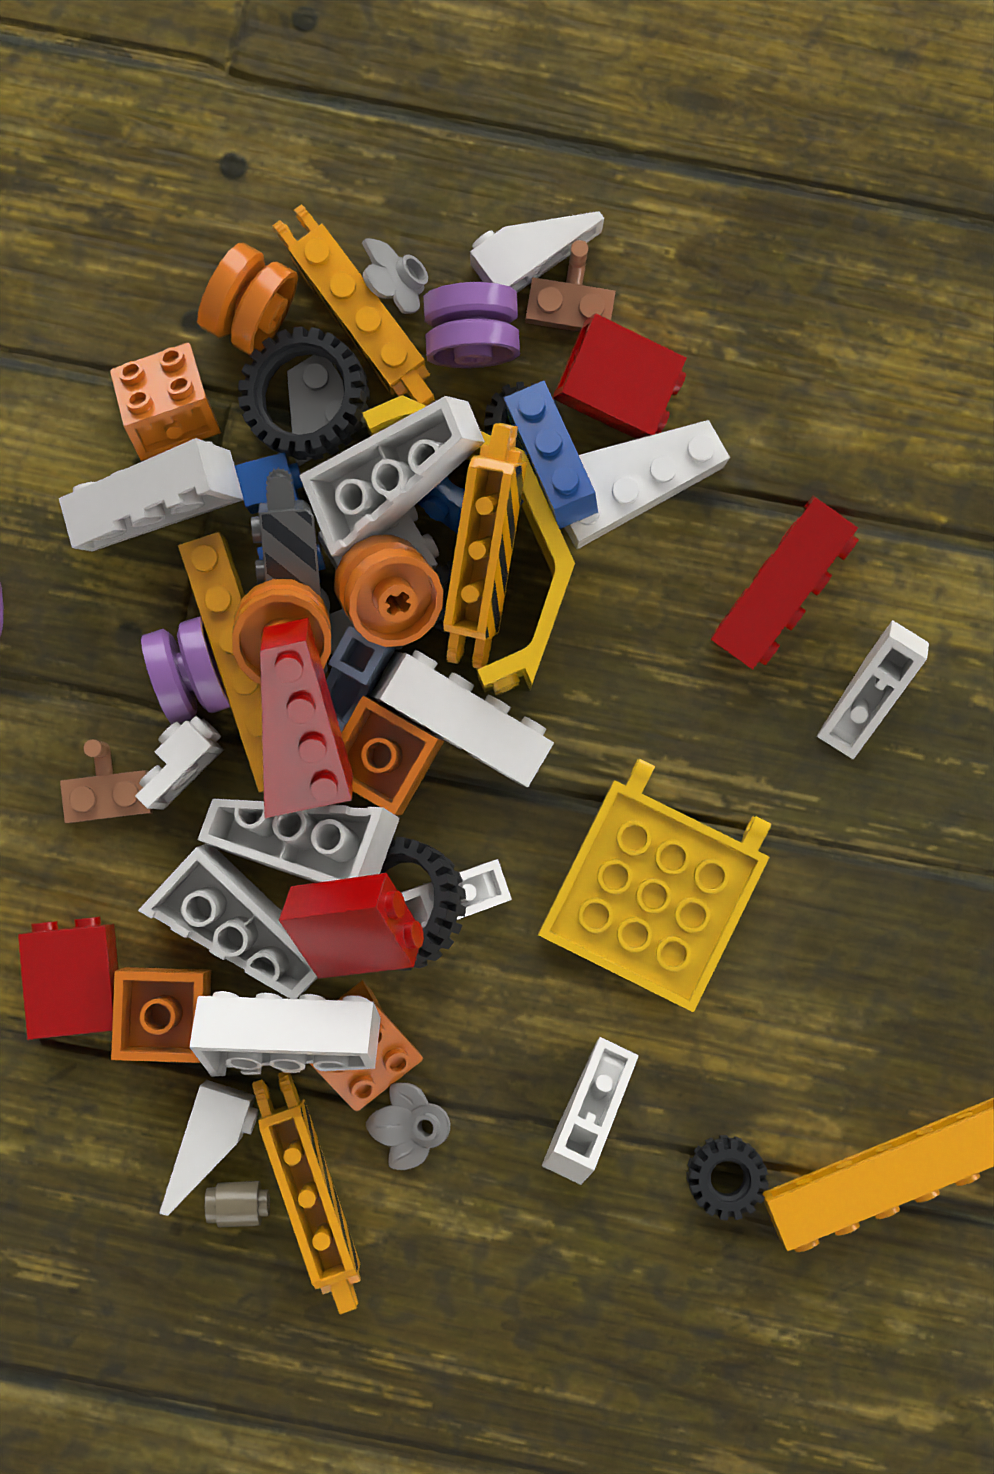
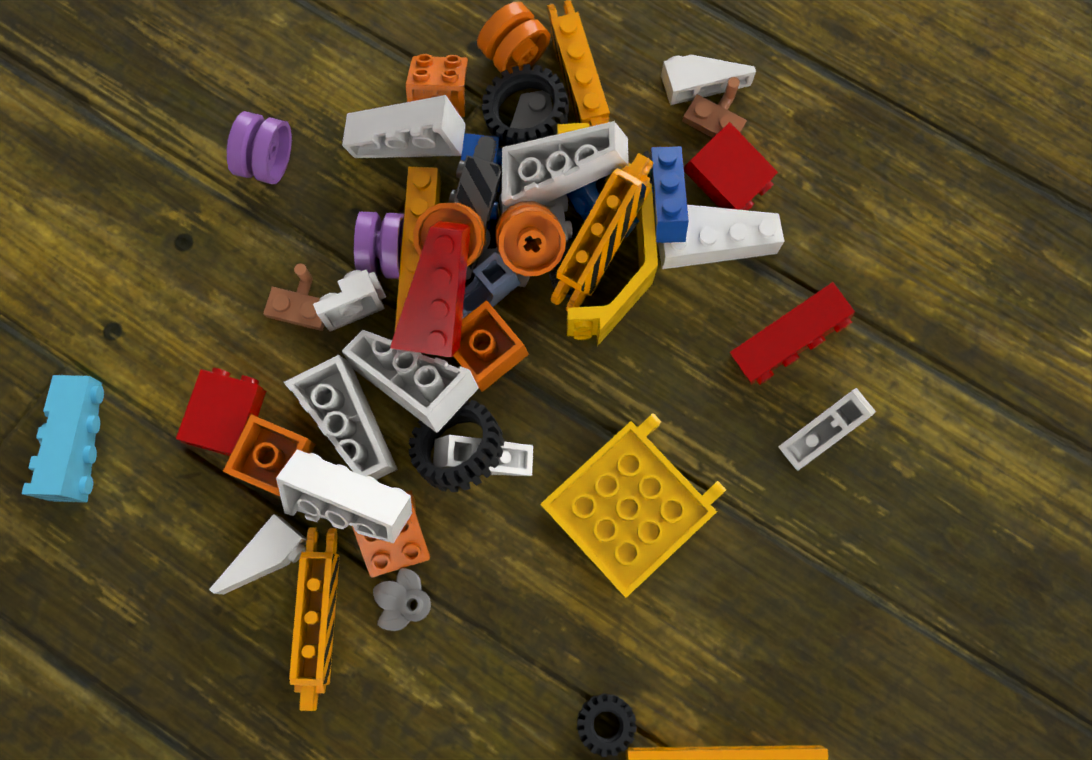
camera: 25 degrees right, 10 degrees down
(237, 1204) = (264, 607): dark tan brick -> none
(352, 926) = (417, 438): red brick -> none
(394, 276) = (607, 59): light grey plate -> none
(462, 717) = (547, 341): white wedge -> none
(471, 325) = (647, 103): medium lavender wheel -> none
(590, 1112) = (528, 639): white slope -> none

